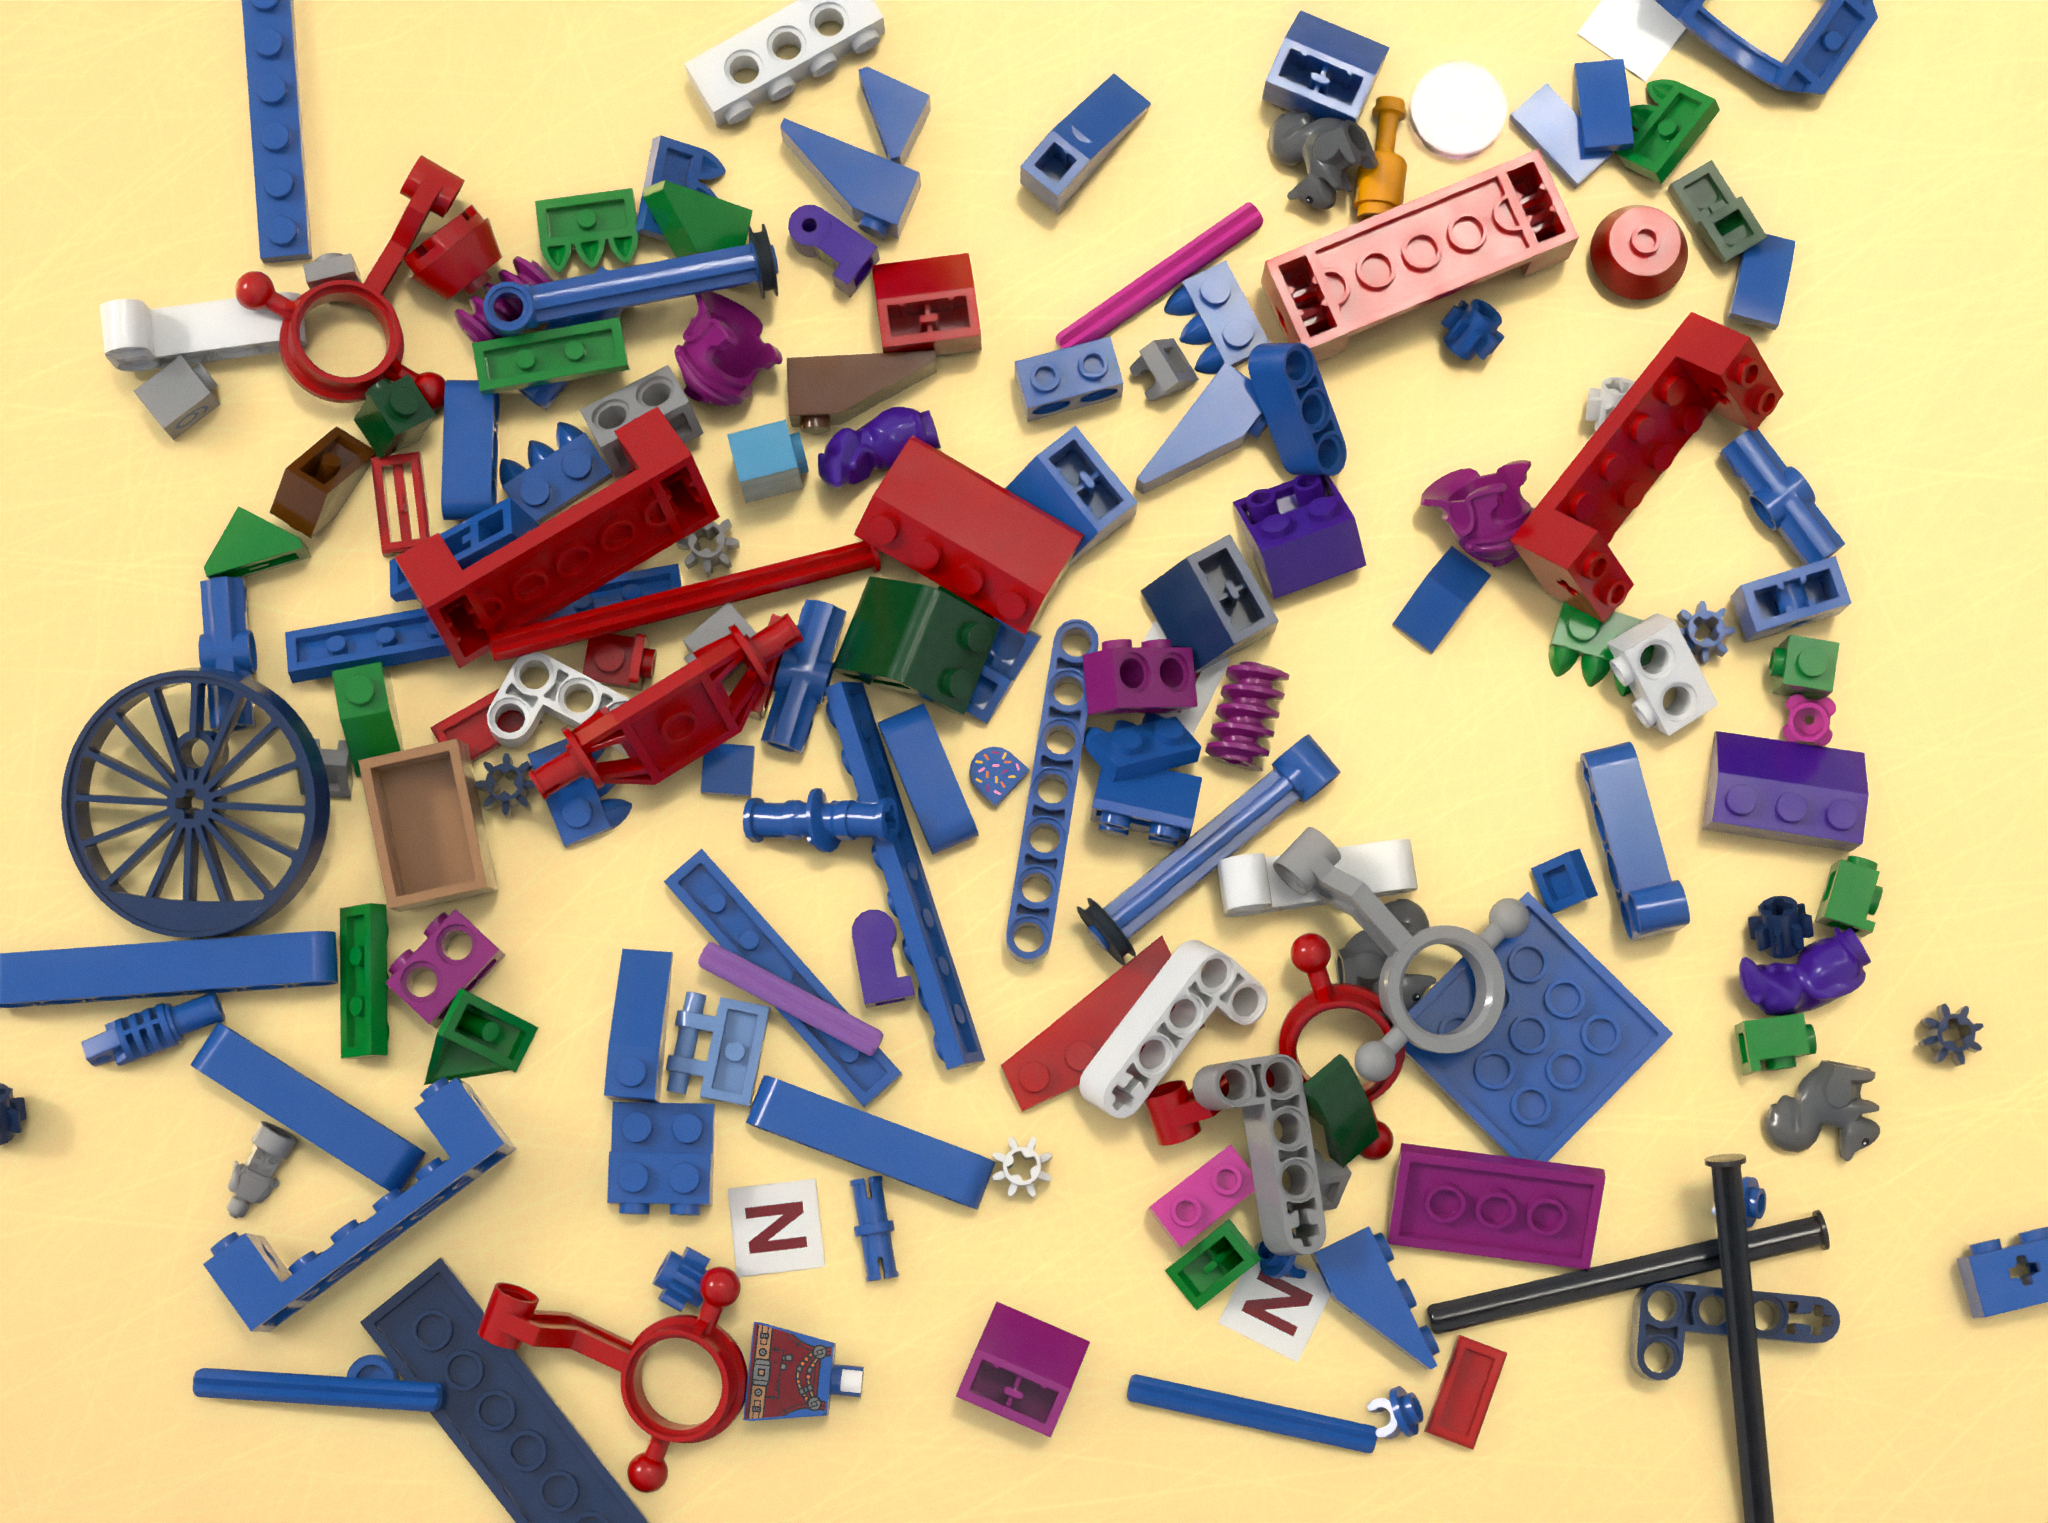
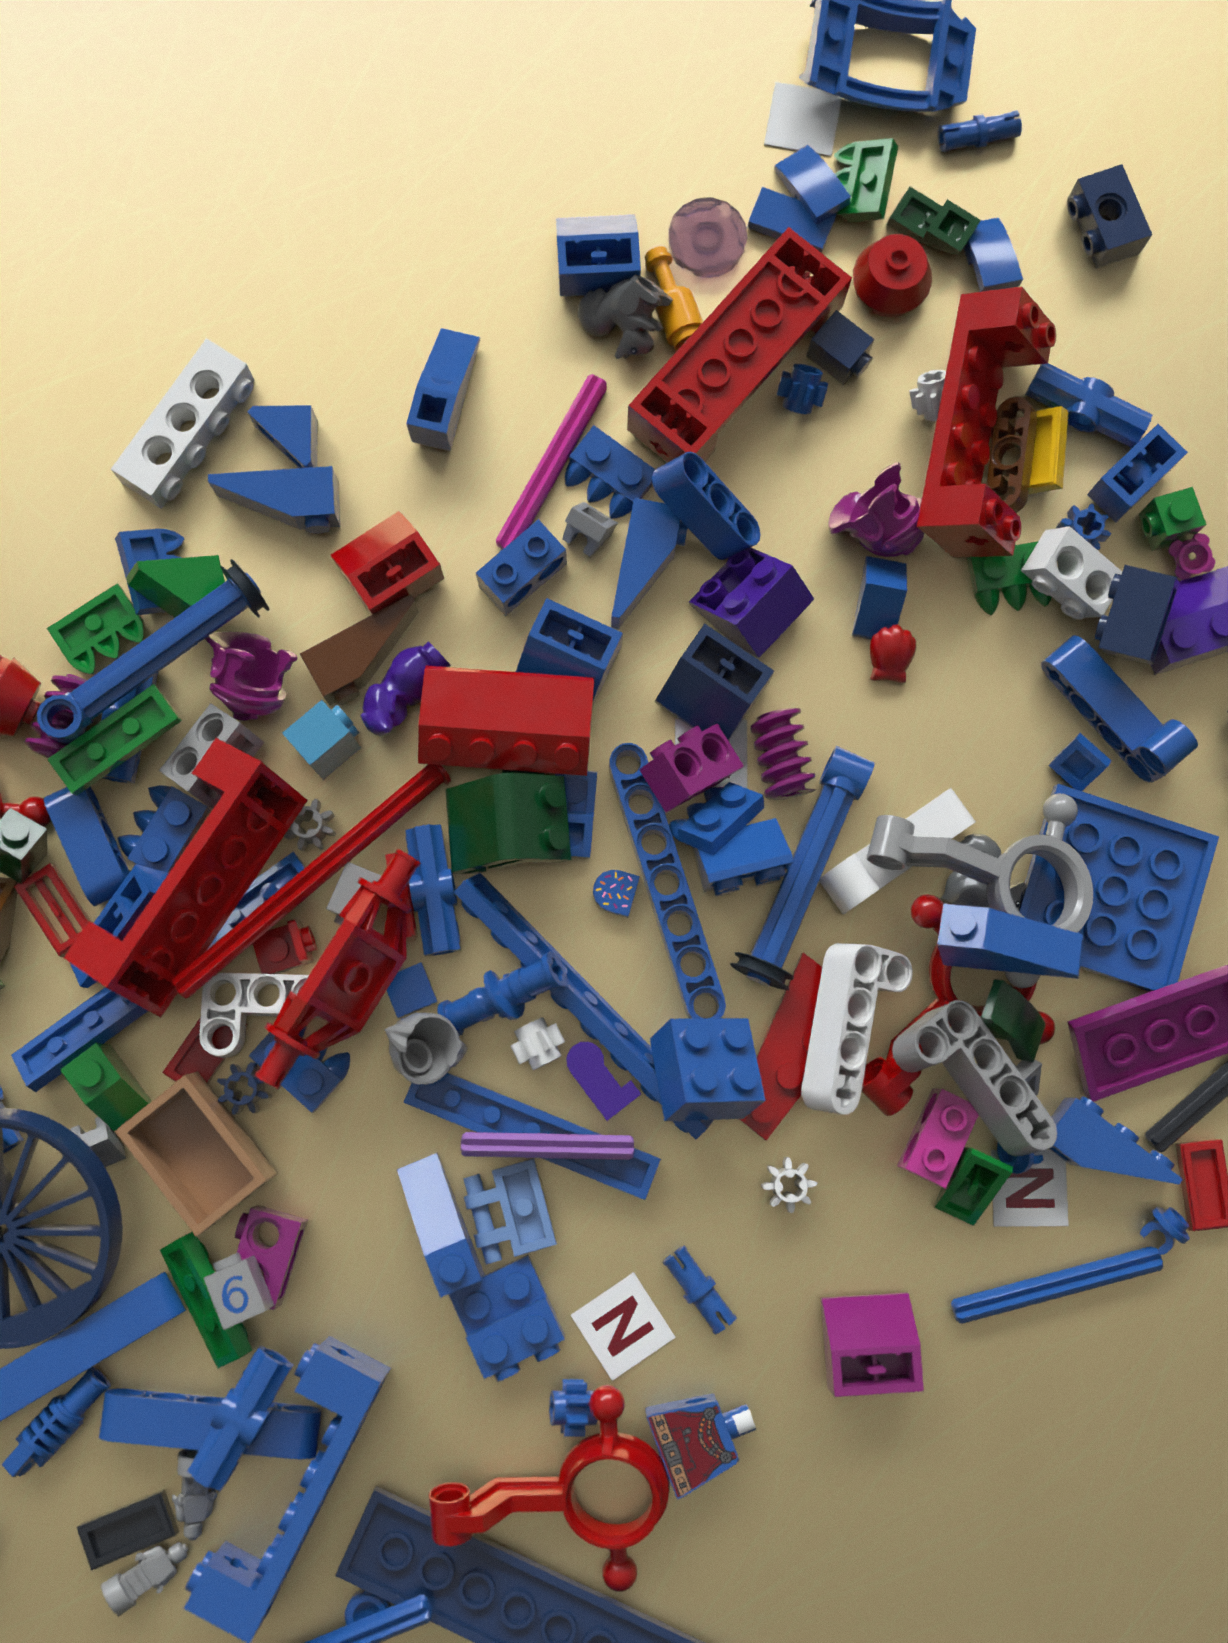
camera: 30 degrees left, 0 degrees up
(172, 1173) = (127, 1529): none -> black tile
(180, 1225) = (154, 1569): none -> light grey piece
(345, 1112) = (240, 1418): none -> blue piece
(405, 982) = (238, 1290): none -> light grey brick
(477, 1040) = (318, 1298): green slope -> none
(714, 833) = (424, 1047): none -> light grey hat
(833, 890) = (537, 1043): none -> white gear
(836, 244) = (293, 551): dark purple leg -> none
(870, 1142) = (663, 1224): blue beam -> none
(928, 779) = (567, 921): blue beam -> none
(994, 1001) = (706, 1069): none -> blue brick
(1367, 1020) = (1006, 943): none -> blue slope
(1422, 665) = (891, 654): none -> red animal
(1539, 305) = (841, 348): none -> dark blue brick
(1668, 533) = (1004, 439): none -> reddish brown beam
(1697, 750) = (1137, 614): none -> dark blue slope
(1705, 524) = (1049, 450): none -> yellow tile
(1824, 134) = (979, 131): none -> blue pin
(1930, 275) = (1113, 196): none -> dark blue brick

